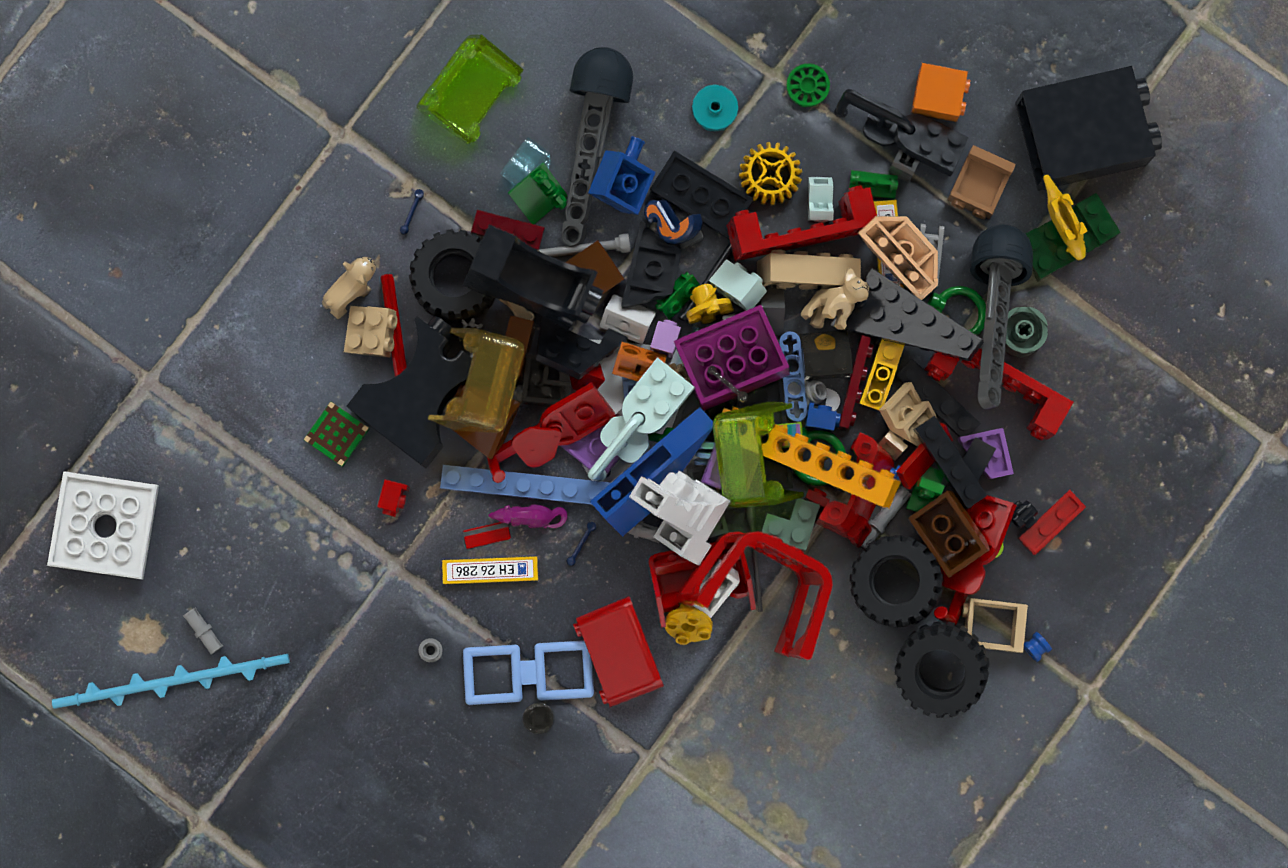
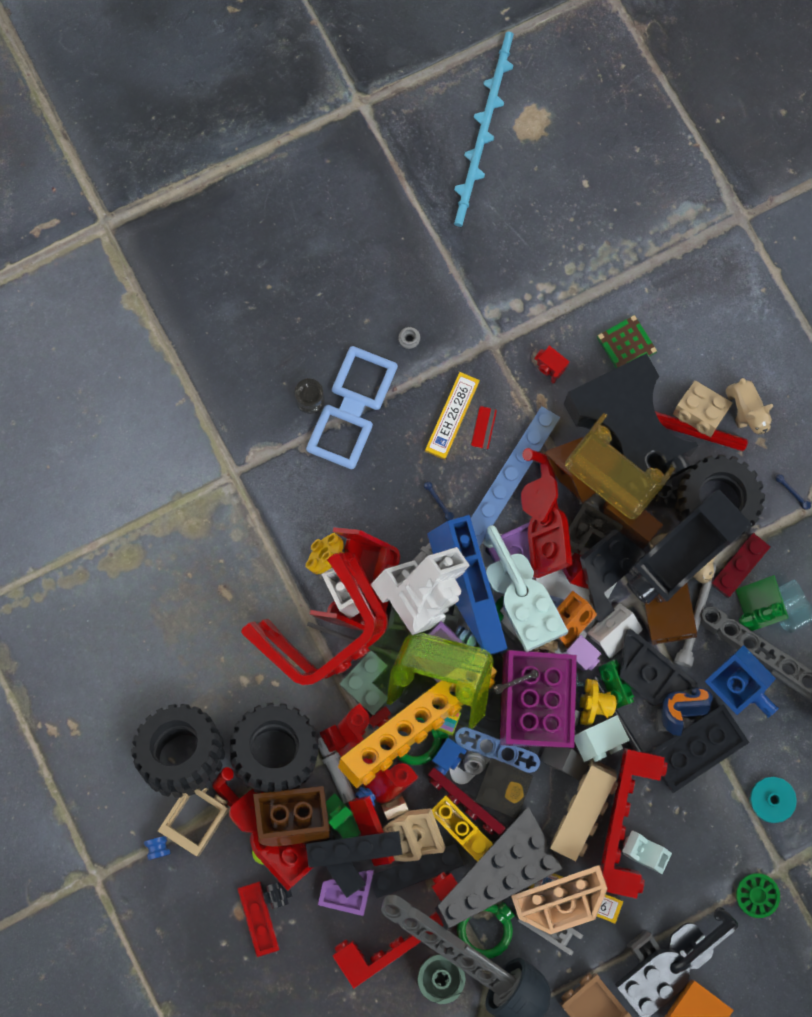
camera: 115 degrees right, 5 degrees down
(74, 536) = (630, 103): white piece -> none
(203, 631) = (512, 168): light grey pin -> none
(533, 516) = (481, 470): magenta animal -> none
(619, 652) = (331, 486): red windscreen -> none
(764, 165) = (693, 830): yellow gear -> none
(836, 301) = (546, 820): tan animal -> none
(880, 184) = (639, 911): green hinge -> none

